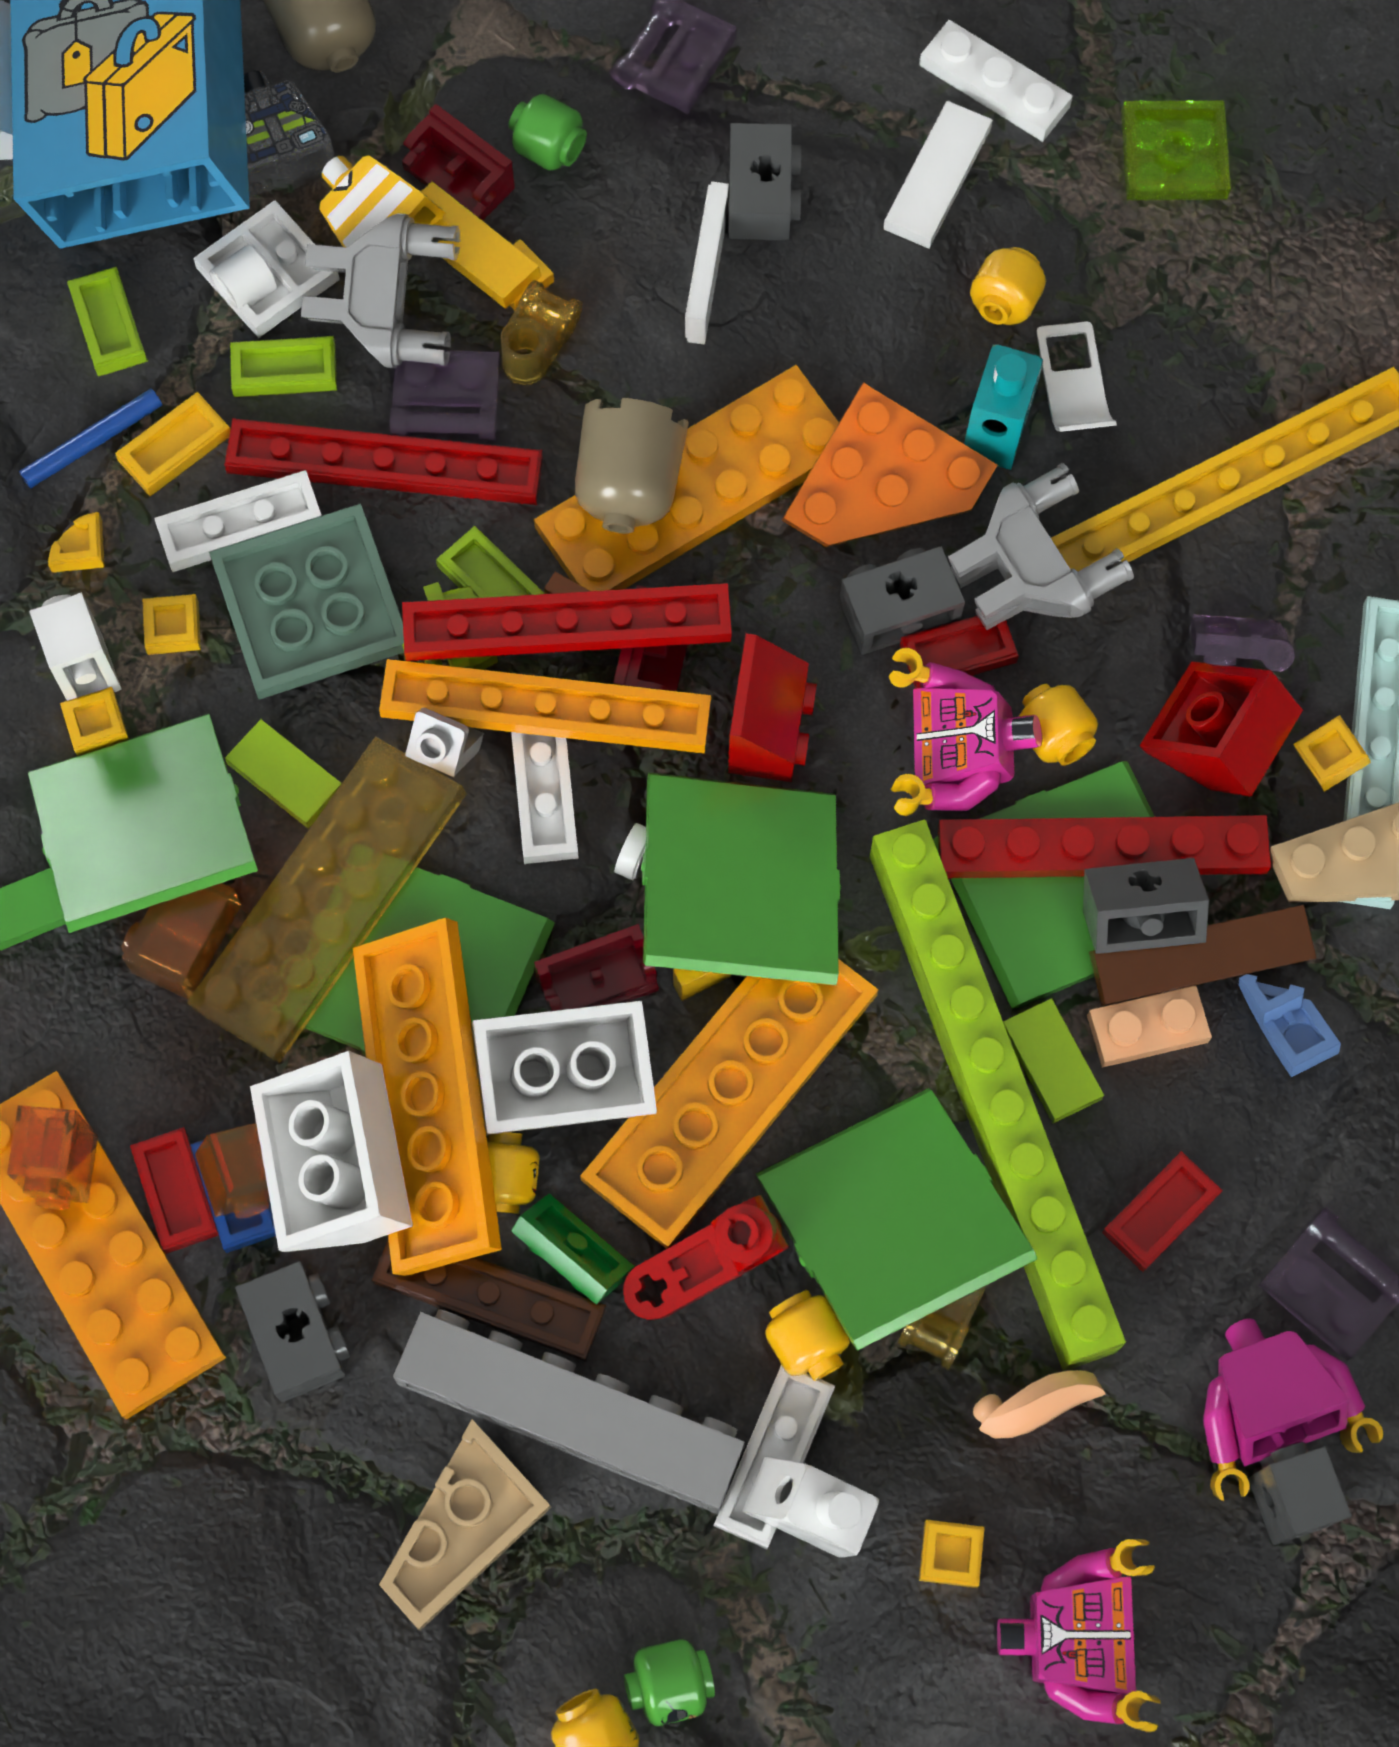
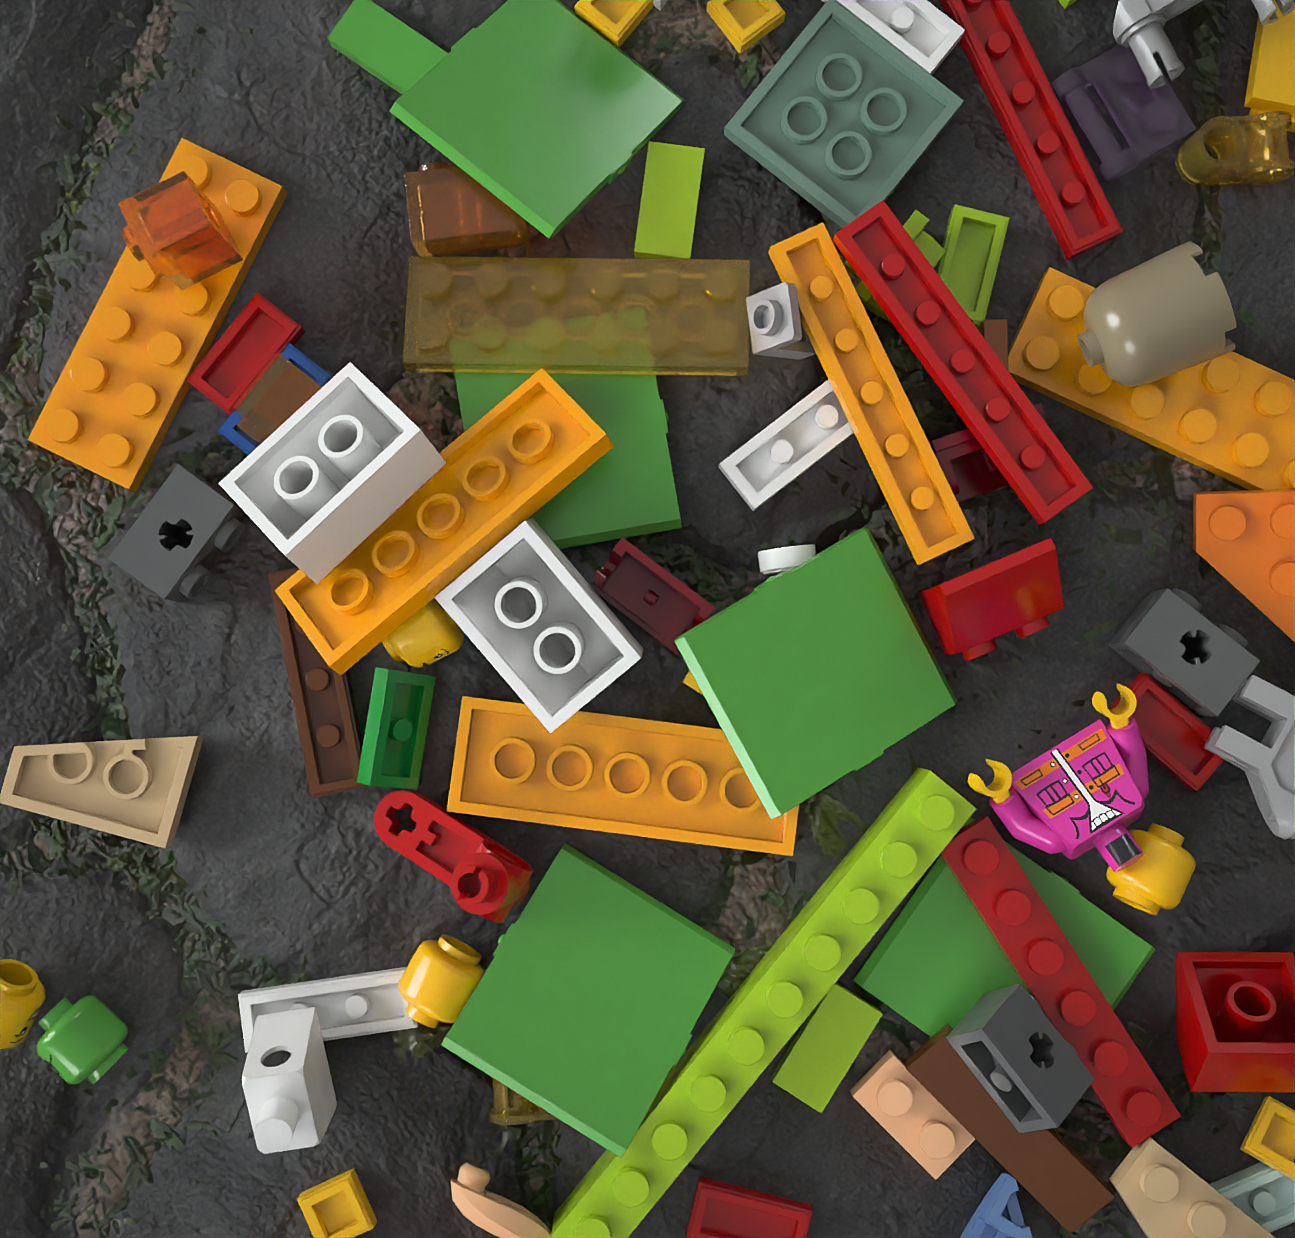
camera: 60 degrees right, 15 degrees up
(570, 1411) = (255, 816): light grey brick -> none

